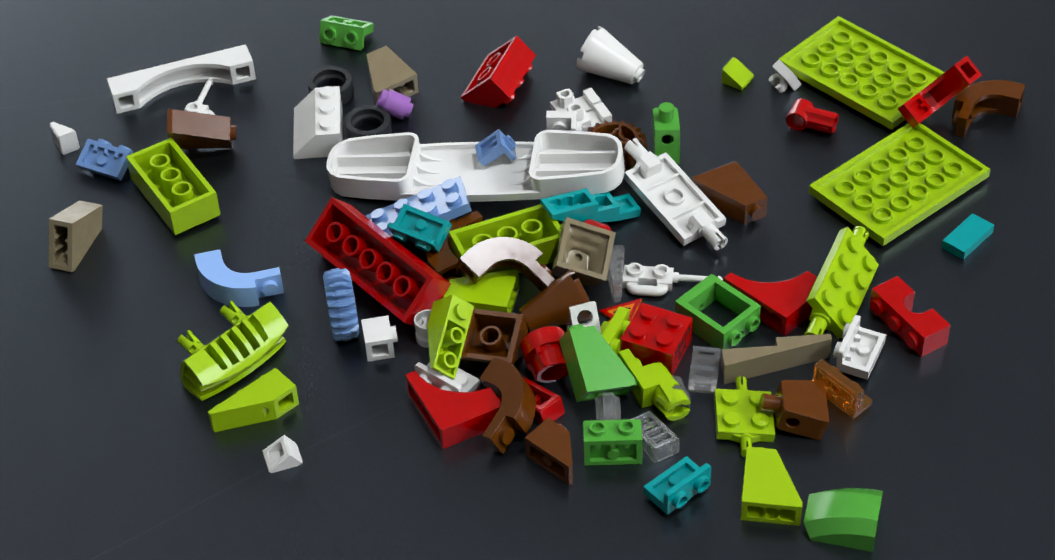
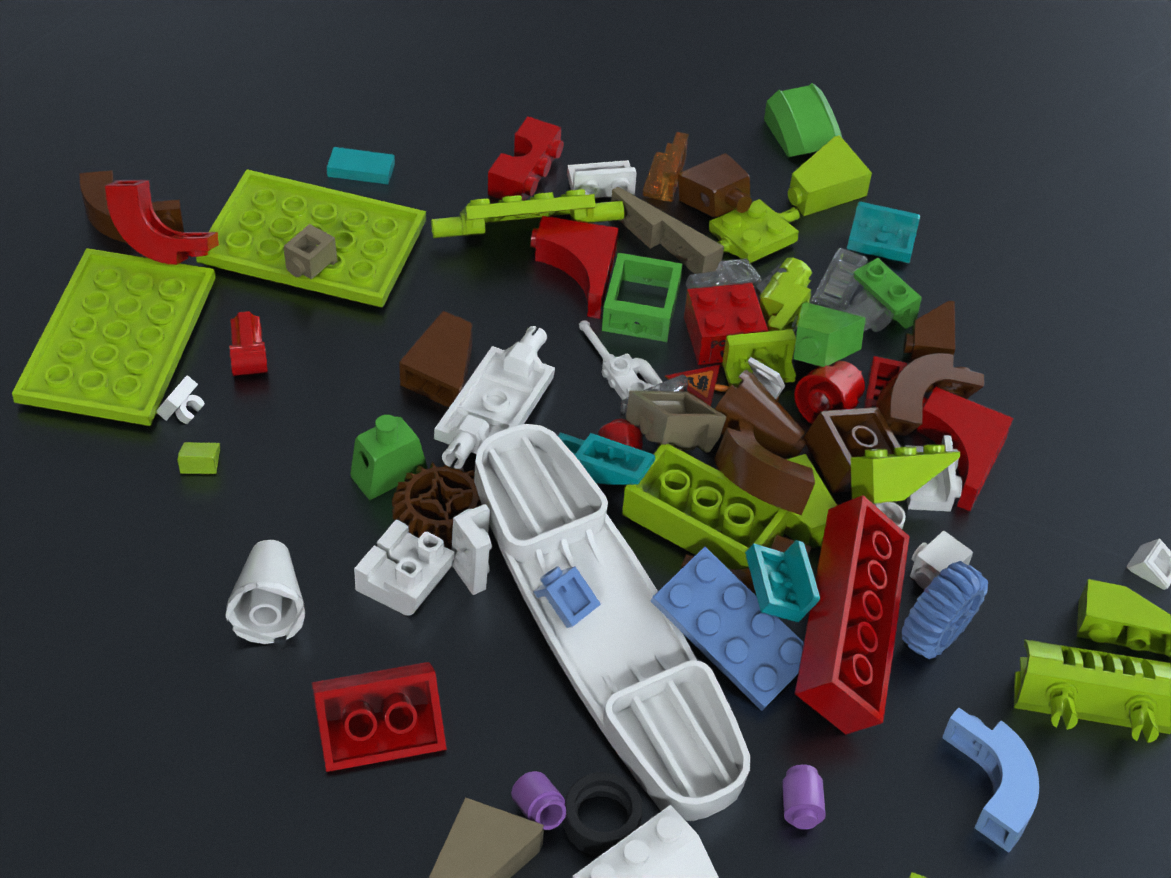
camera: 130 degrees left, 5 degrees up
(302, 200) = (803, 797): none -> medium lavender brick
(866, 155) = (306, 258): none -> dark tan brick

